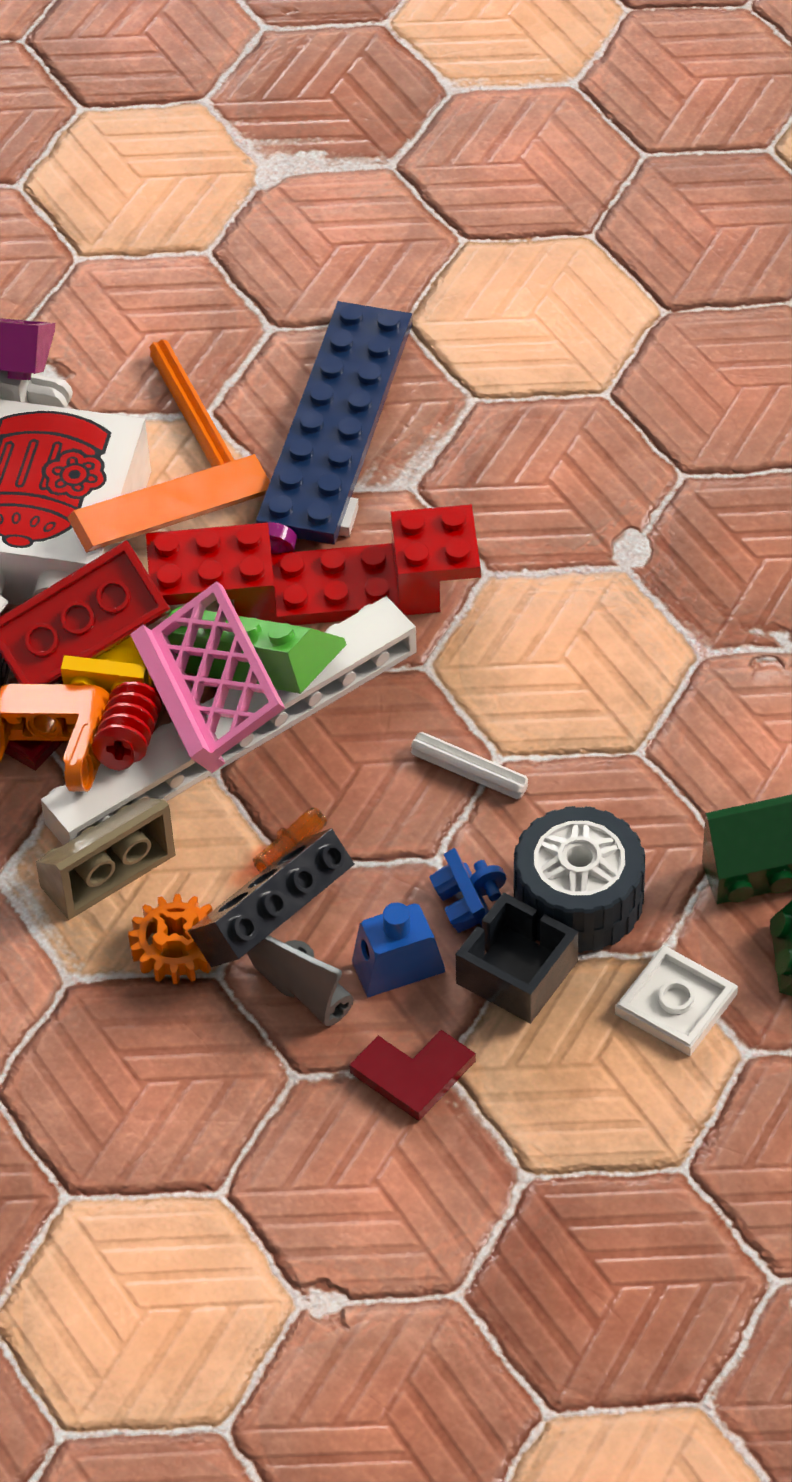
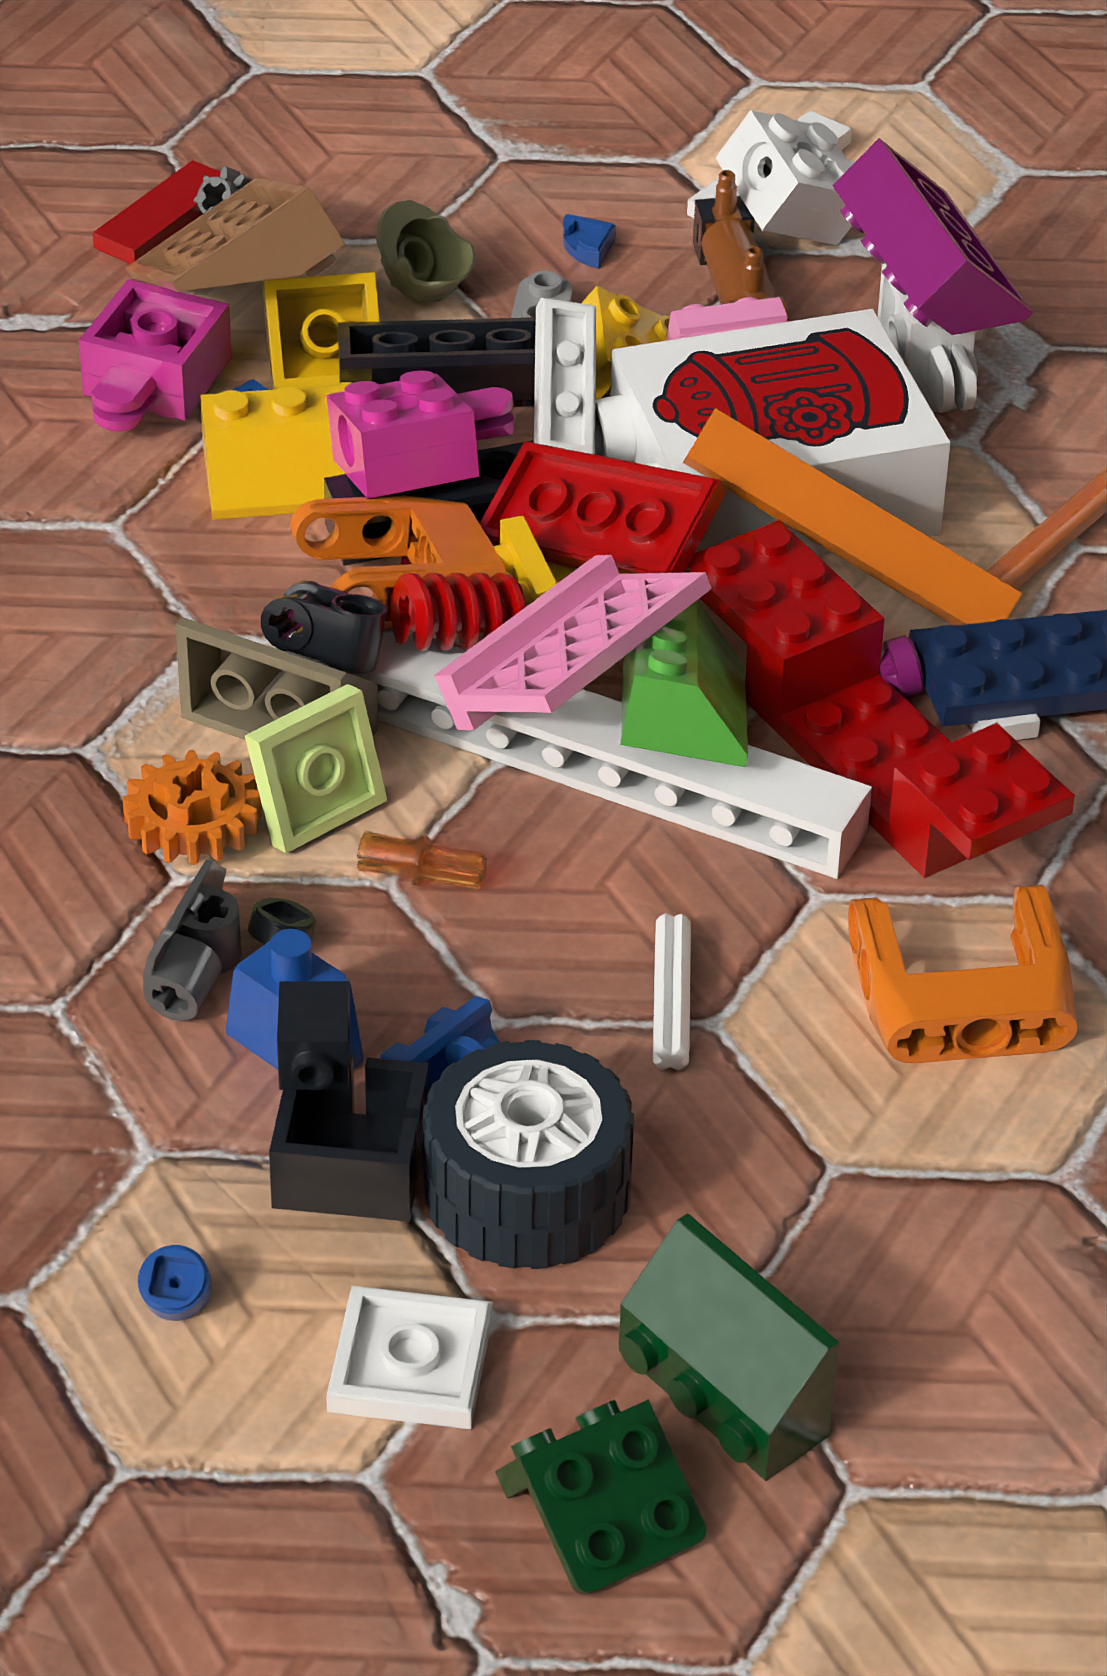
camera: 60 degrees right, 10 degrees down
(102, 793) = (328, 625): none -> black piece
(200, 853) = (316, 768): none -> yellowish green plate
(271, 898) = (288, 850): black brick -> none
(306, 928) = (276, 915): none -> black tile
(416, 1082) = (110, 1123): dark red tile -> none
(470, 933) = (313, 1035): none -> black brick
(567, 1090) = (175, 1282): none -> blue tile
(571, 640) = (967, 1010): none -> orange connector

